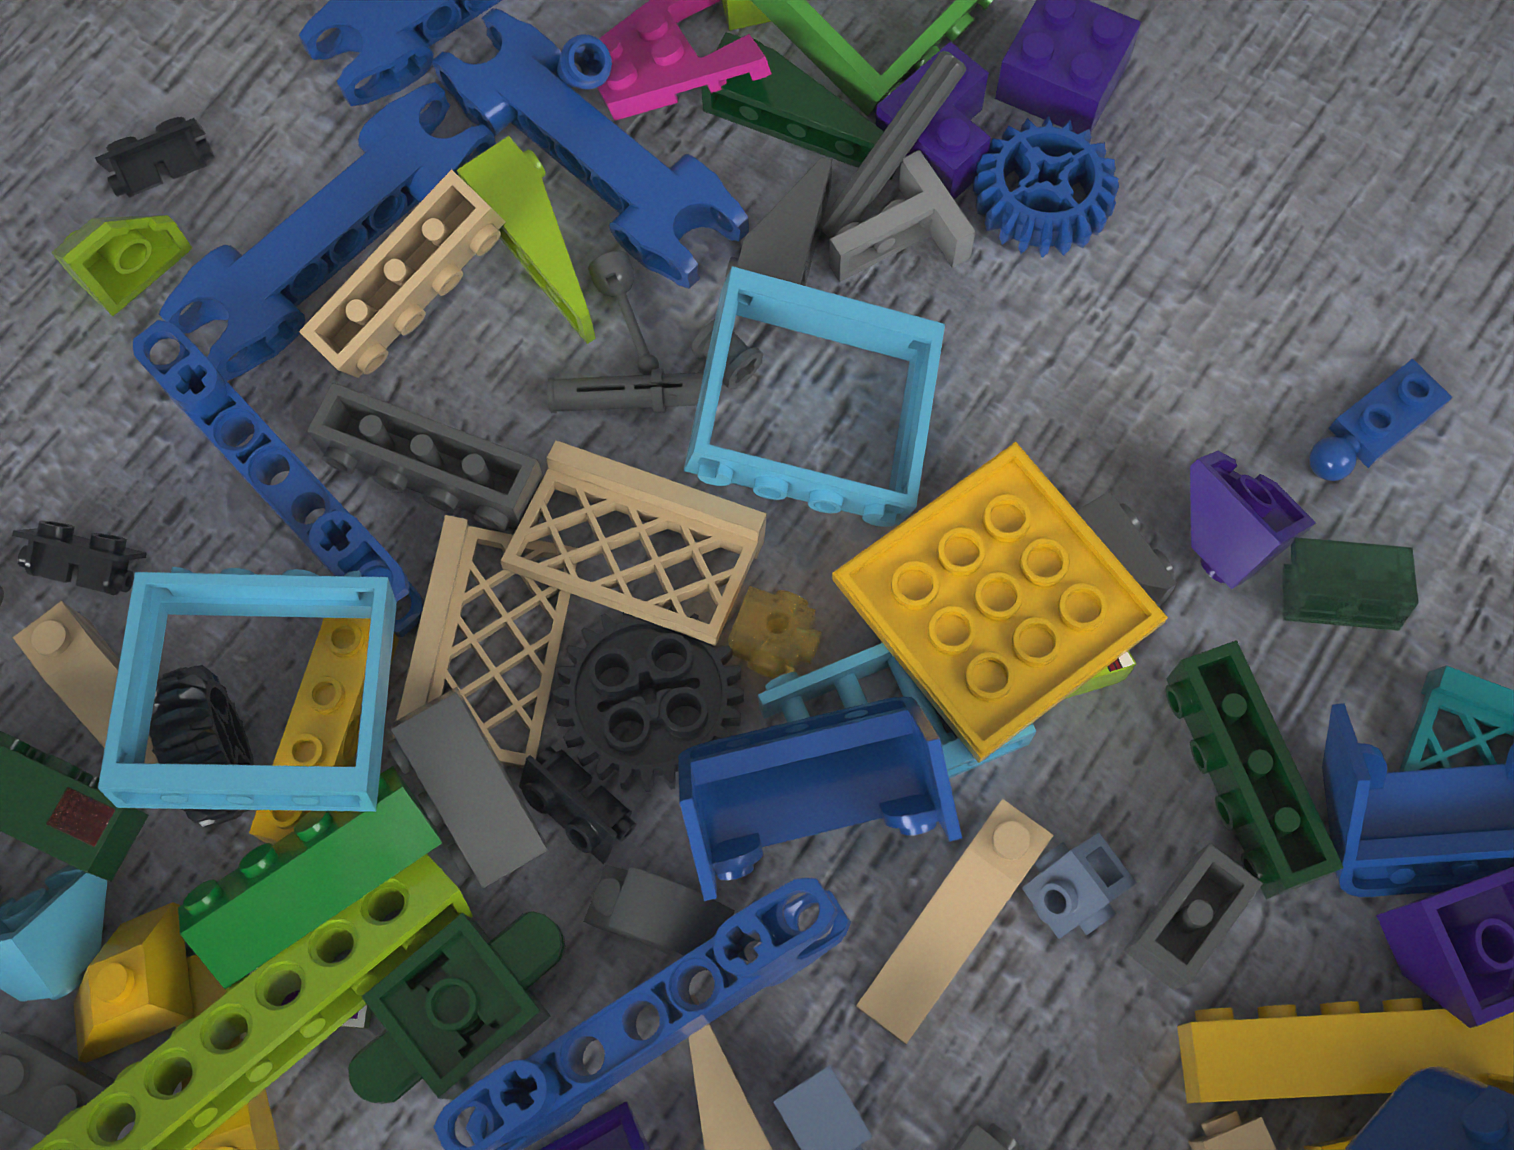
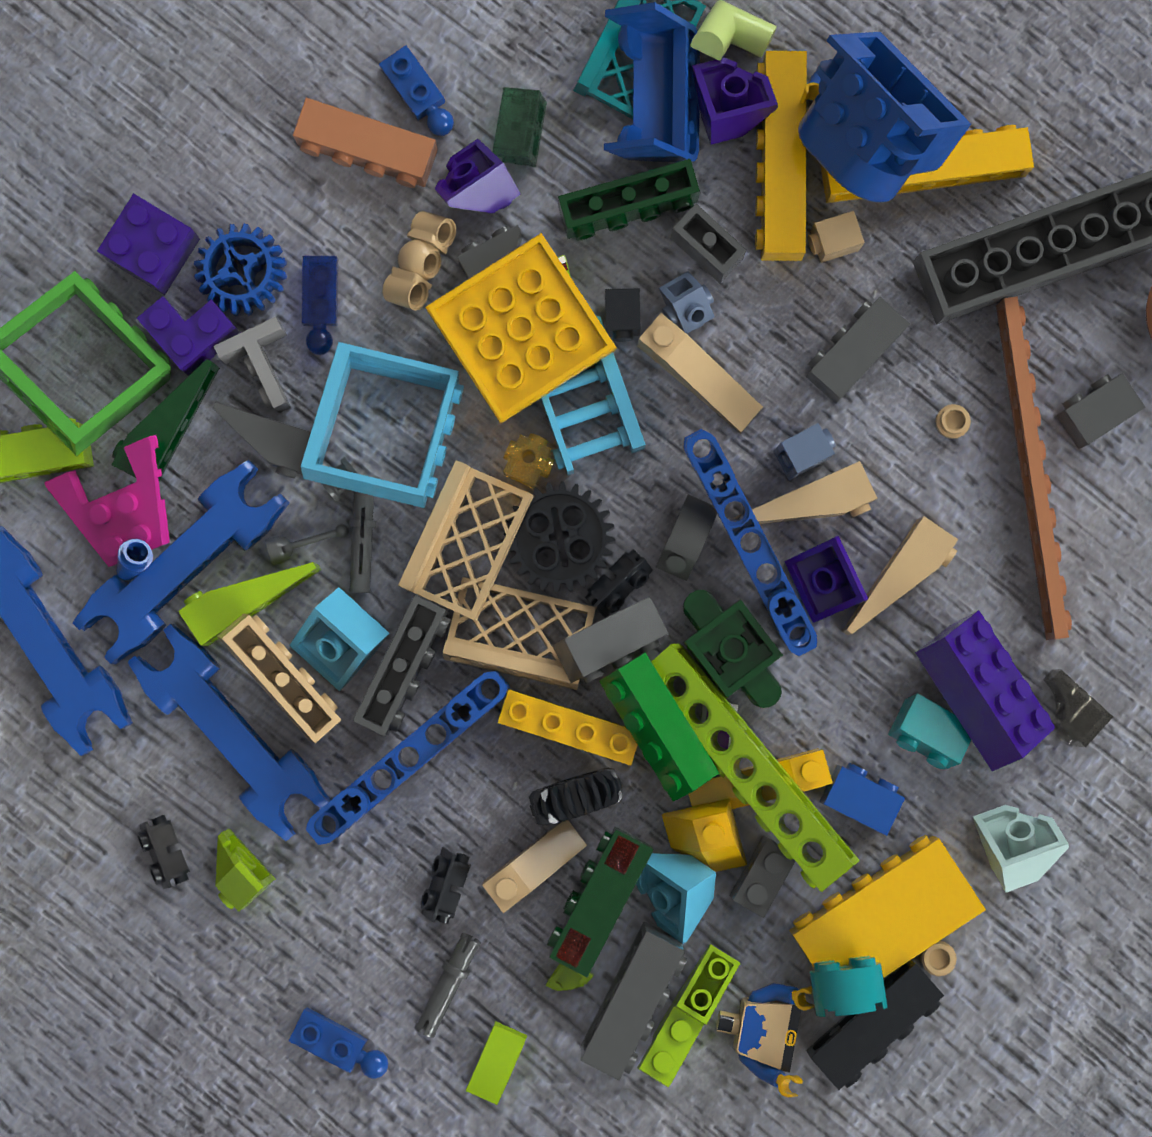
camera: 90 degrees left, 15 degrees up
(243, 787) = (500, 731): medium azure window -> none
(477, 369) = (338, 638): none -> medium azure slope
(810, 781) = (620, 440): blue windscreen -> none
(894, 143) = (213, 361): dark grey axle -> none
(1012, 302) = (319, 300): none -> clear blue plate
(1045, 773) = (622, 313): none -> black brick
(1116, 445) = (419, 260): none -> tan piece
(1276, 349) = (365, 142): none -> nougat brick

